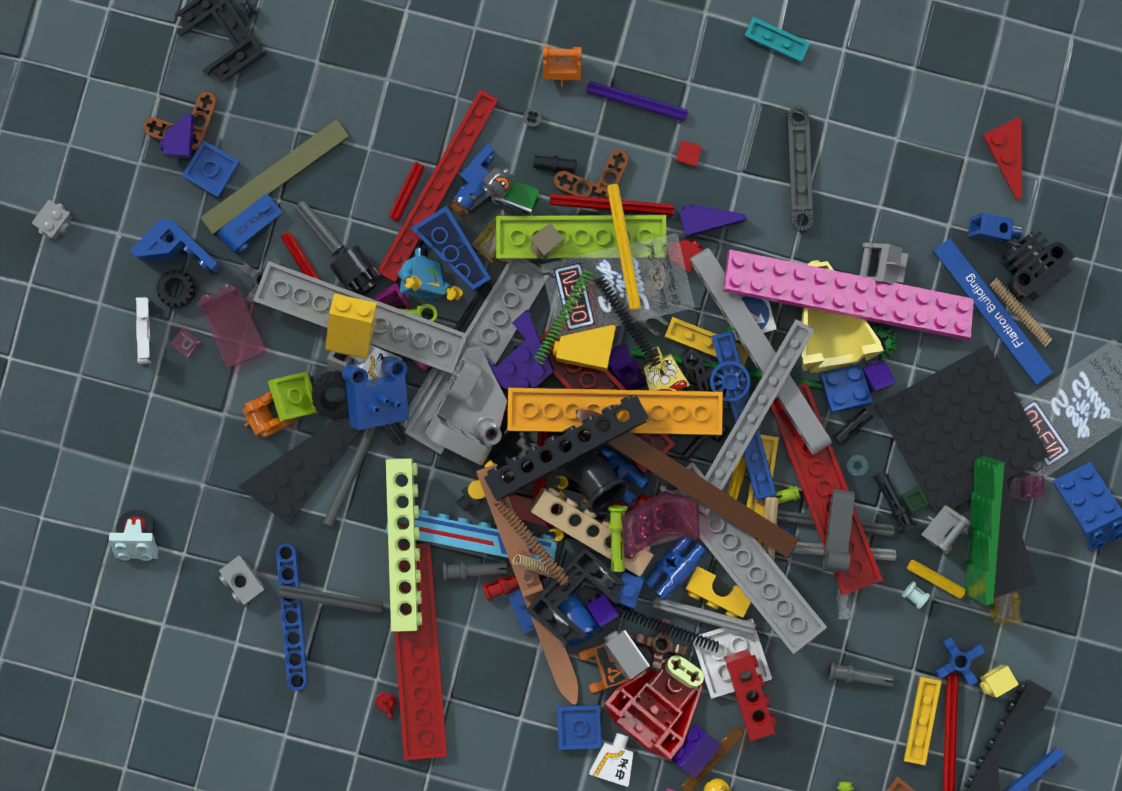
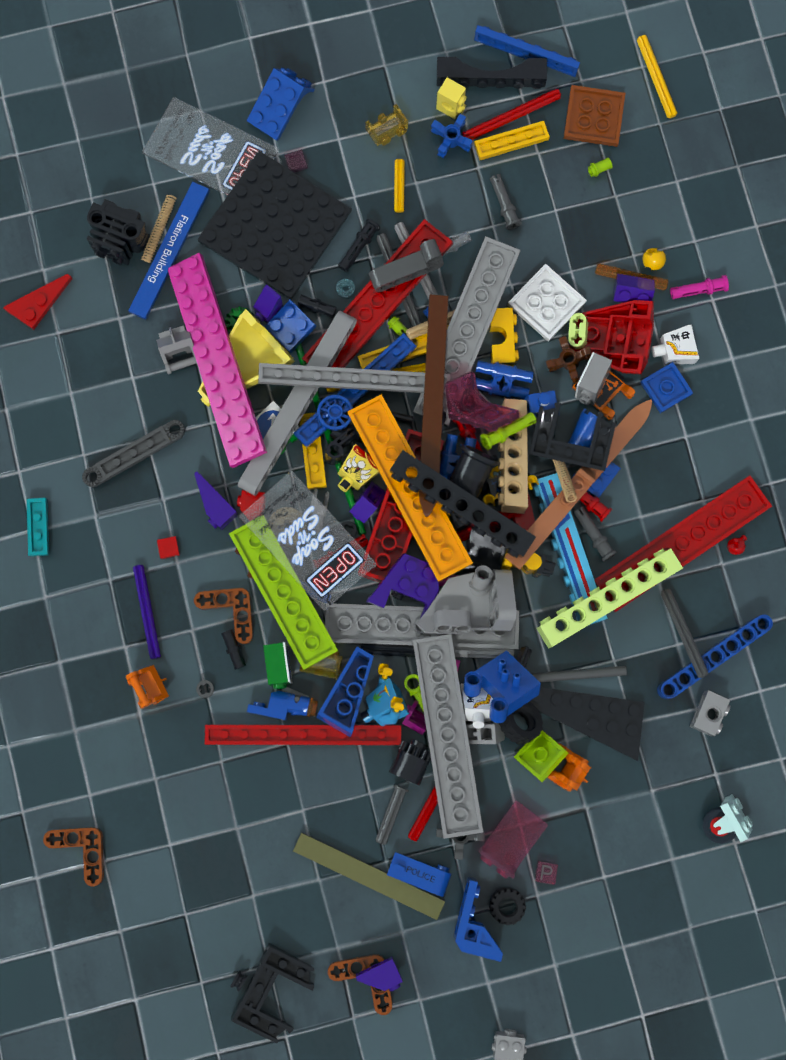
camera: 125 degrees left, 5 degrees down
(143, 330) = (557, 913): white piece -> none
(211, 169) = (391, 934): blue plate -> none
(351, 326) = (461, 734): yellow slope -> none
(406, 191) = (321, 758): red axle -> none
(498, 182) = (275, 680): dark grey head -> none
(534, 545) = (548, 490): medium nougat piece -> none
(546, 242) = (303, 613): dark tan brick -> none
(562, 316) = (351, 569): bright green piece -> none
(586, 348) = (371, 533): yellow slope -> none
(601, 609) = (569, 416): dark purple slope -> none
(604, 204) = (243, 585): red axle -> none
(624, 247) = (273, 551): yellow axle -> none
(637, 336) = (325, 522): black piece -> none
(670, 628) = (548, 324): black piece -> none
(704, 616) = (527, 338): light grey axle -> none
(755, 726) = (568, 271): red brick -> none
(915, 499) = (347, 232): dark green tile -> none
(916, 595) = (420, 193): light aqua bush -> none
(942, 525) = (358, 198): light grey piece -> none
(993, 228) = (102, 277): blue torso -> none
(995, 542) = (352, 146): green piece -> none
(1034, 486) = (288, 150): clear pink tile -> none

